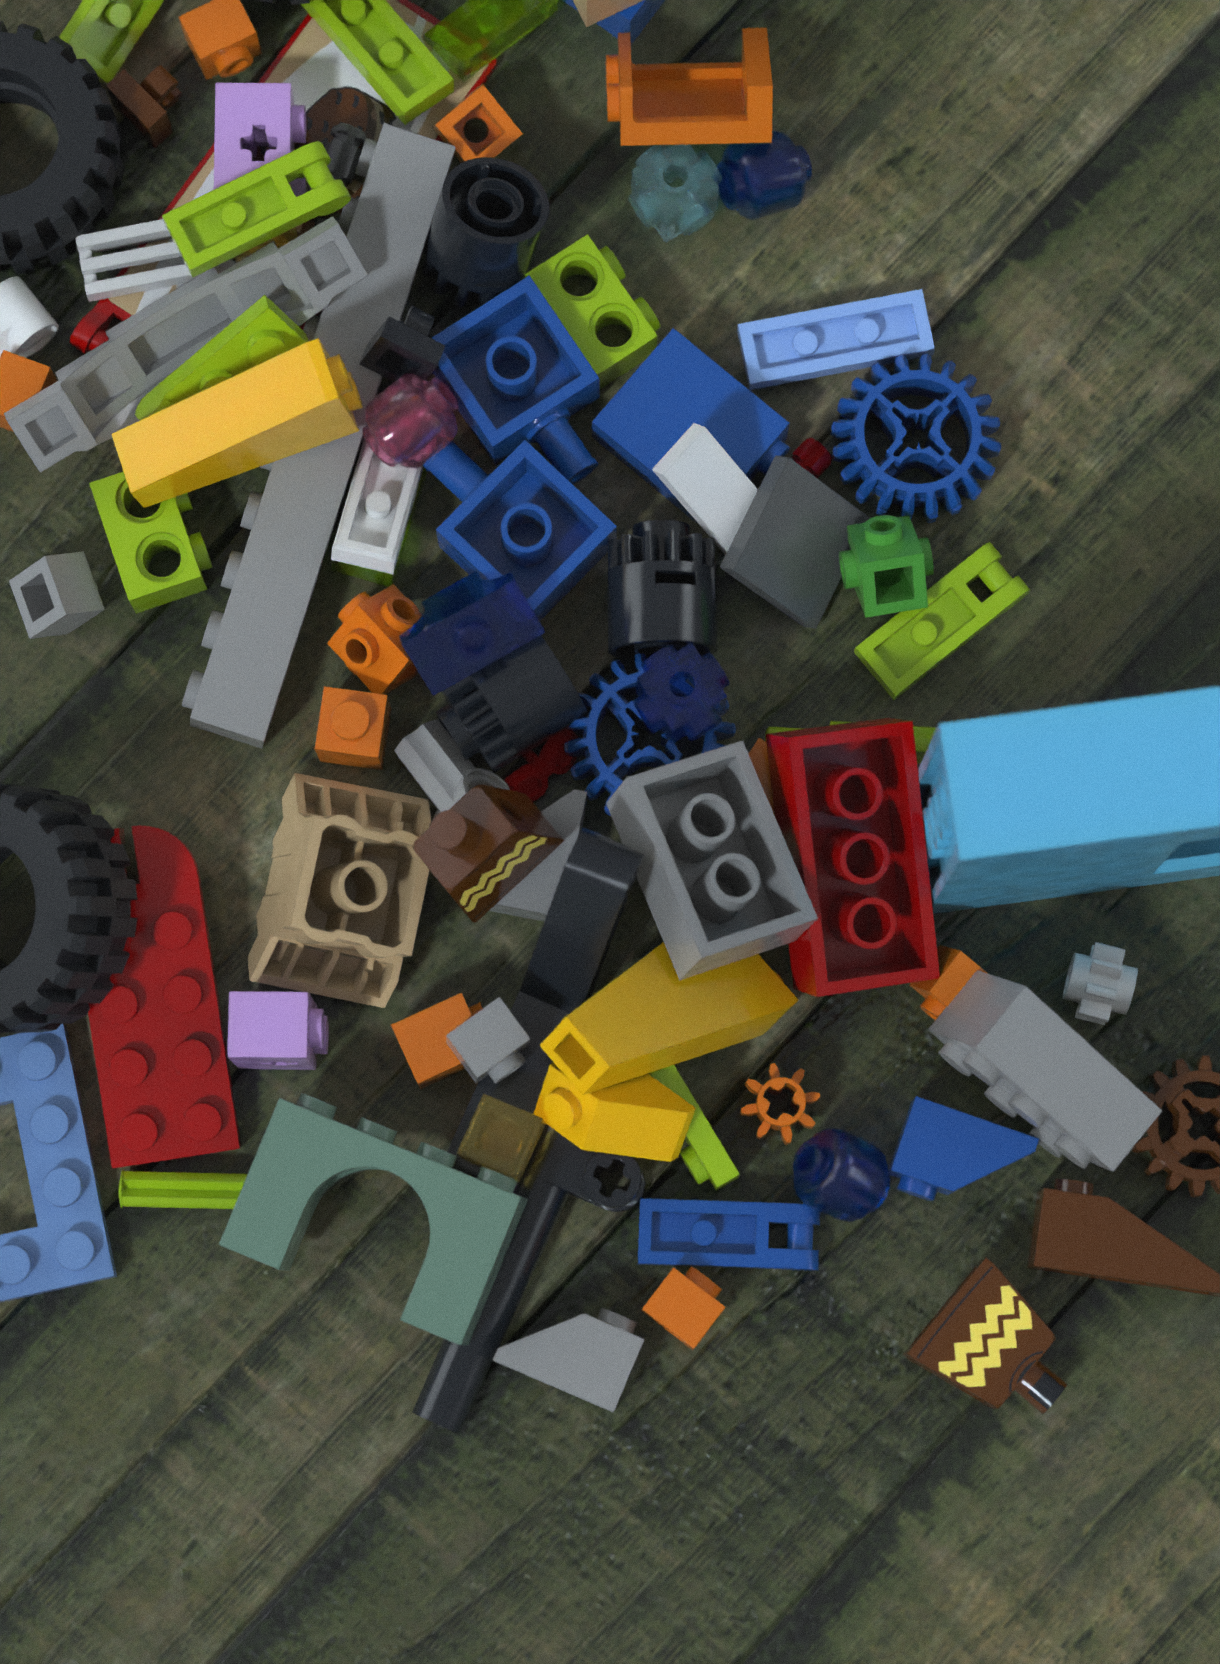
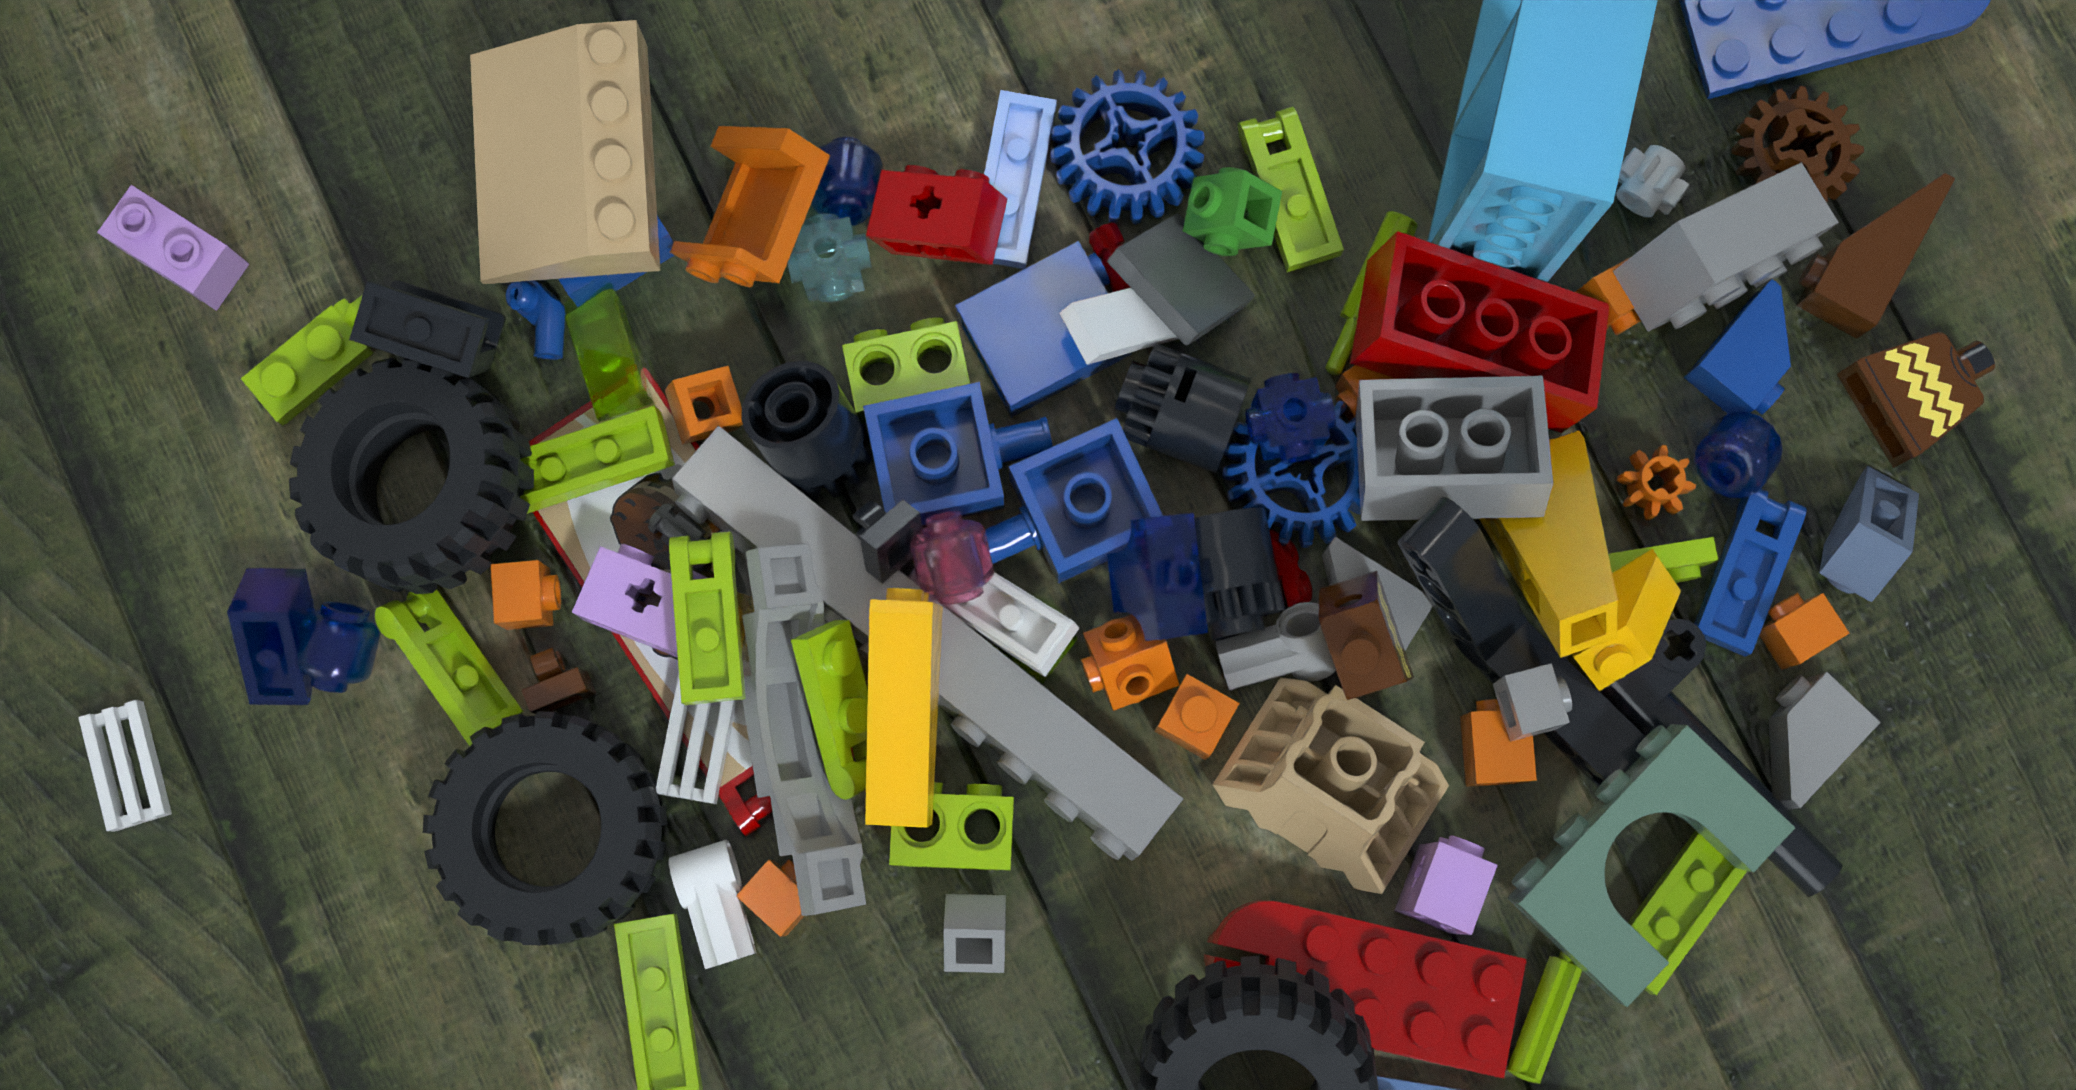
camera: 70 degrees left, 0 degrees up
(345, 1285) = (1684, 903): none -> lime plate
(501, 1137) = (1617, 724): clear yellow plate -> none
(760, 275) = (937, 215): none -> red brick
(815, 1344) = (1870, 535): none -> sand blue slope

